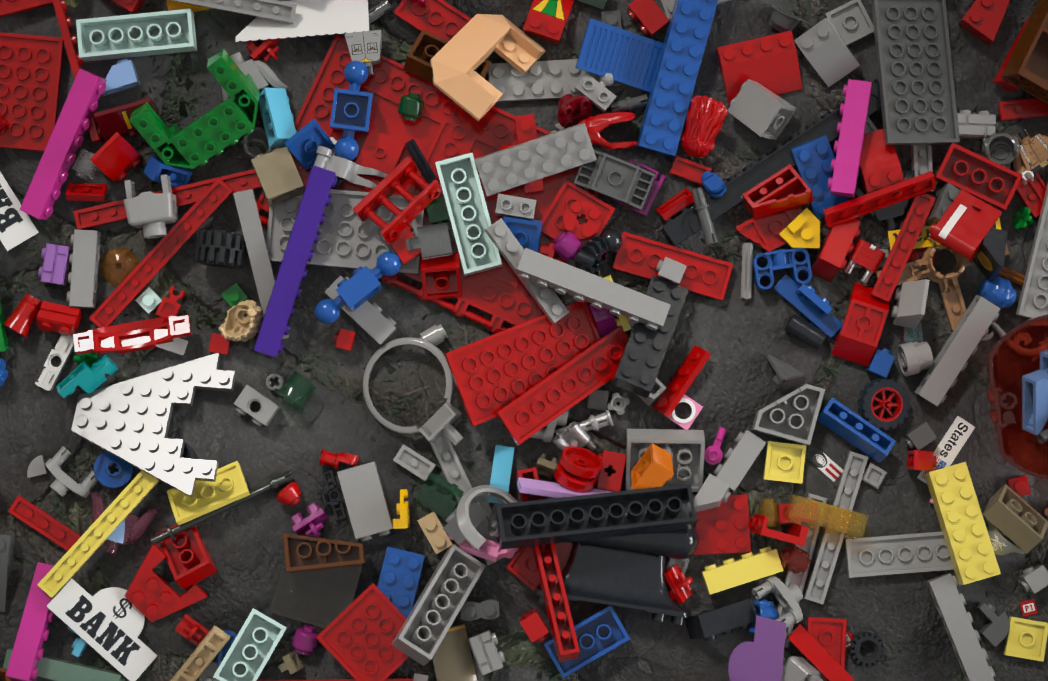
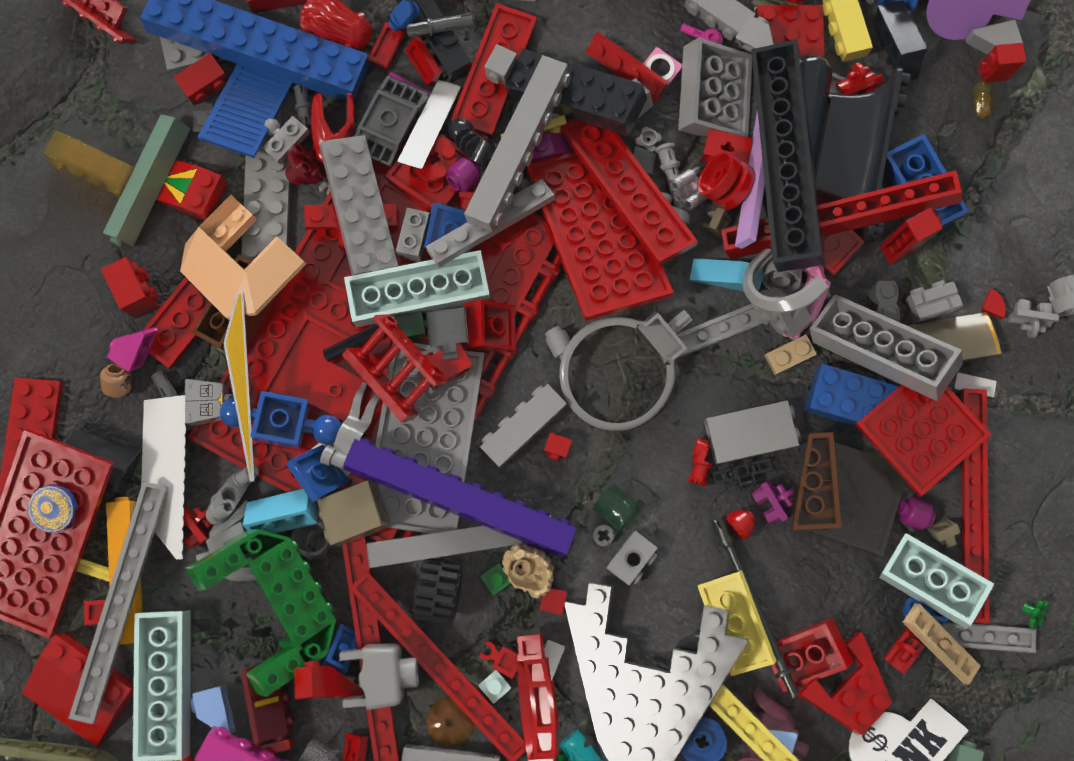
camera: 80 degrees left, 5 degrees down
(116, 158) = (313, 720): red slope -> none
(143, 163) = (323, 682): none -> red slope
(295, 76) = (233, 491): none -> light grey connector
(358, 288) = (499, 420): blue brick -> none
(396, 71) = (238, 369): none -> yellow sticker
(403, 511) = (767, 386): yellow plate -> none
(411, 106) = (283, 351): dark green head -> none
(414, 462) = (707, 373): light grey plate -> none
(435, 499) = (754, 348): clear green plate -> none
(613, 213) = (429, 124): none -> white sticker
(652, 469) = (731, 95): orange slope -> none

